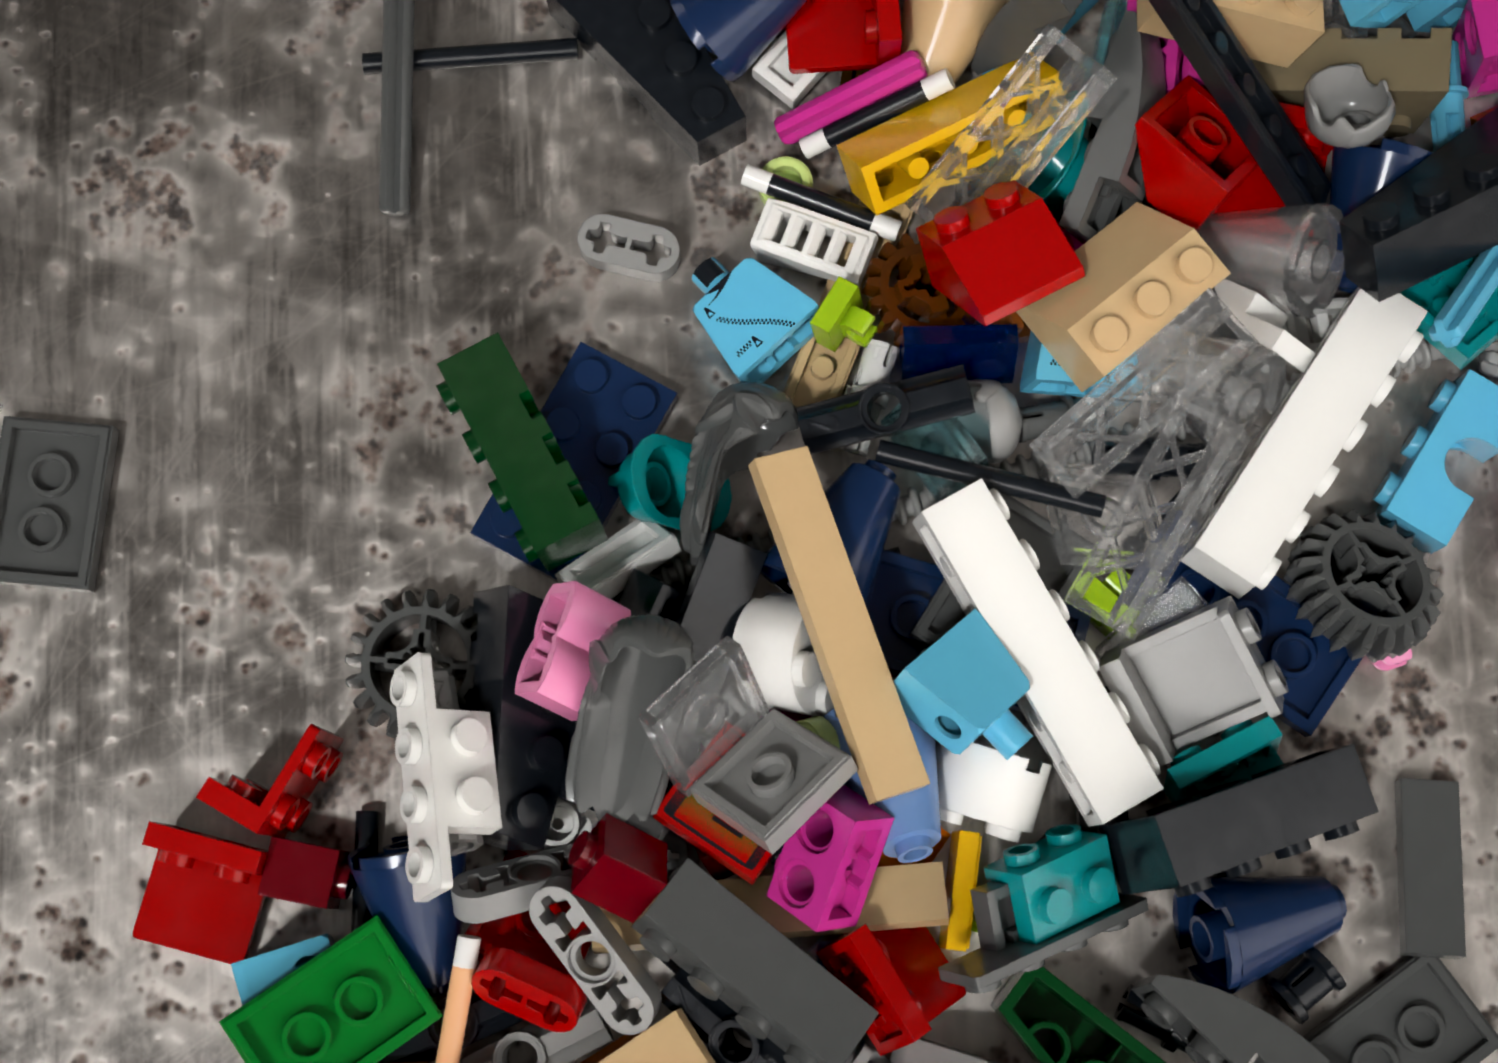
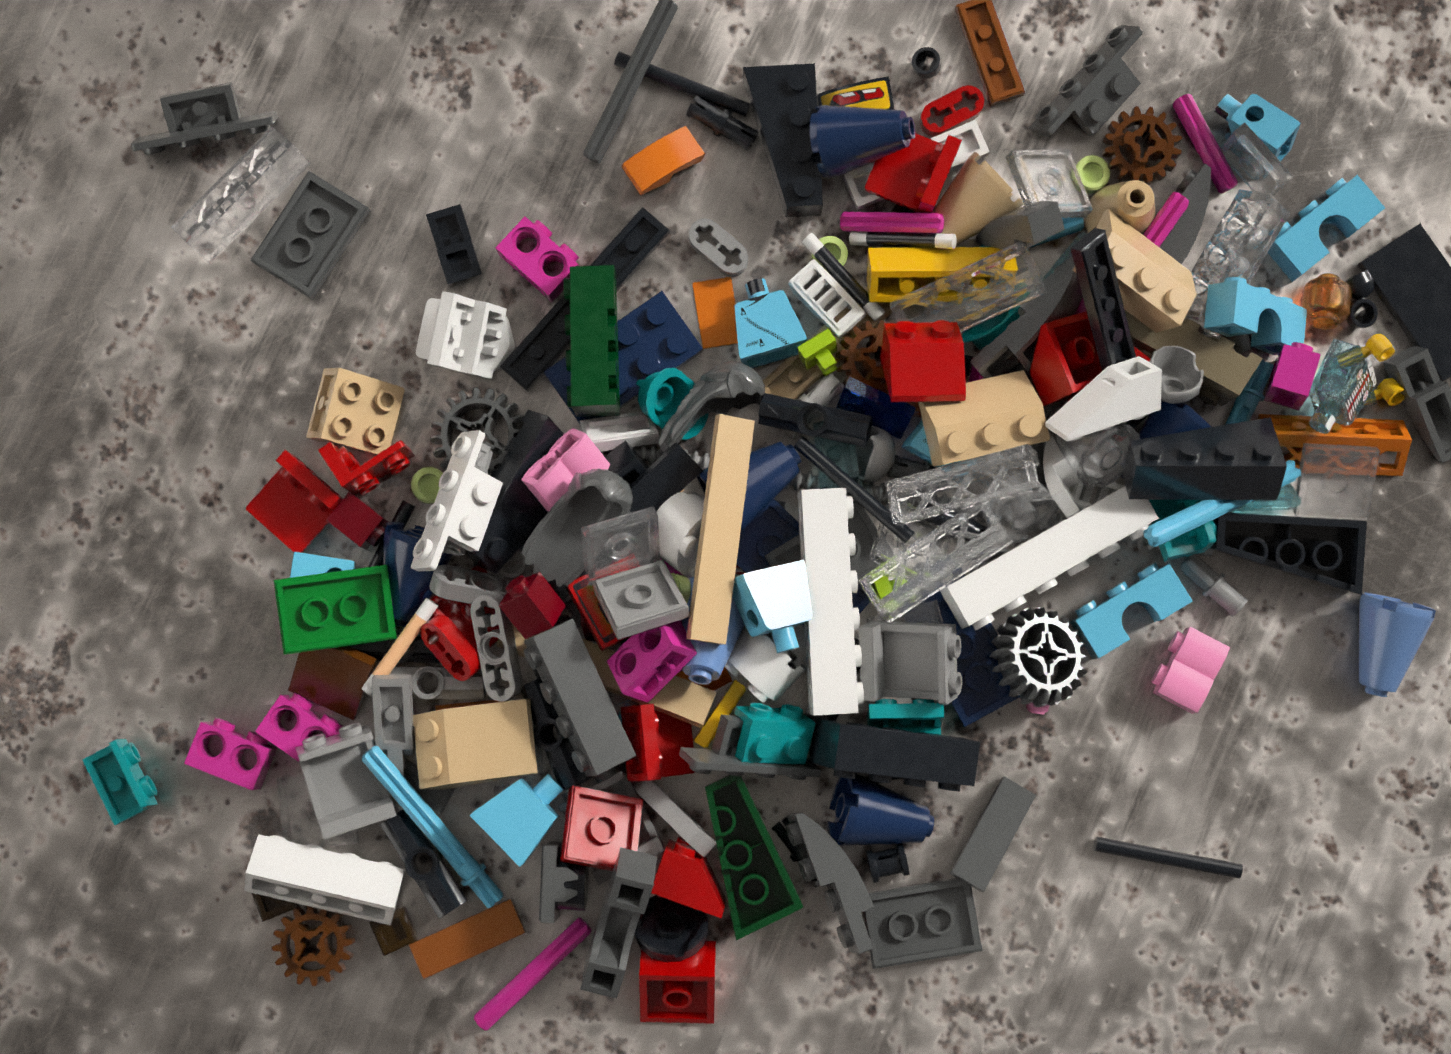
camera: 25 degrees right, 5 degrees up
(227, 717) = (355, 411): none -> tan bracket
(258, 418) = (454, 244): none -> black slope
(333, 533) = (465, 335): none -> white piece
(380, 772) = (425, 484): none -> yellowish green tile
(382, 391) = (533, 264): none -> dark pink brick
(455, 479) = (548, 338): none -> black tile
(491, 167) = (662, 159): none -> orange slope
(551, 80) = (722, 123): none -> black pin
(670, 337) = (716, 312): none -> orange sticker
(1284, 175) = (1113, 397): none -> white slope

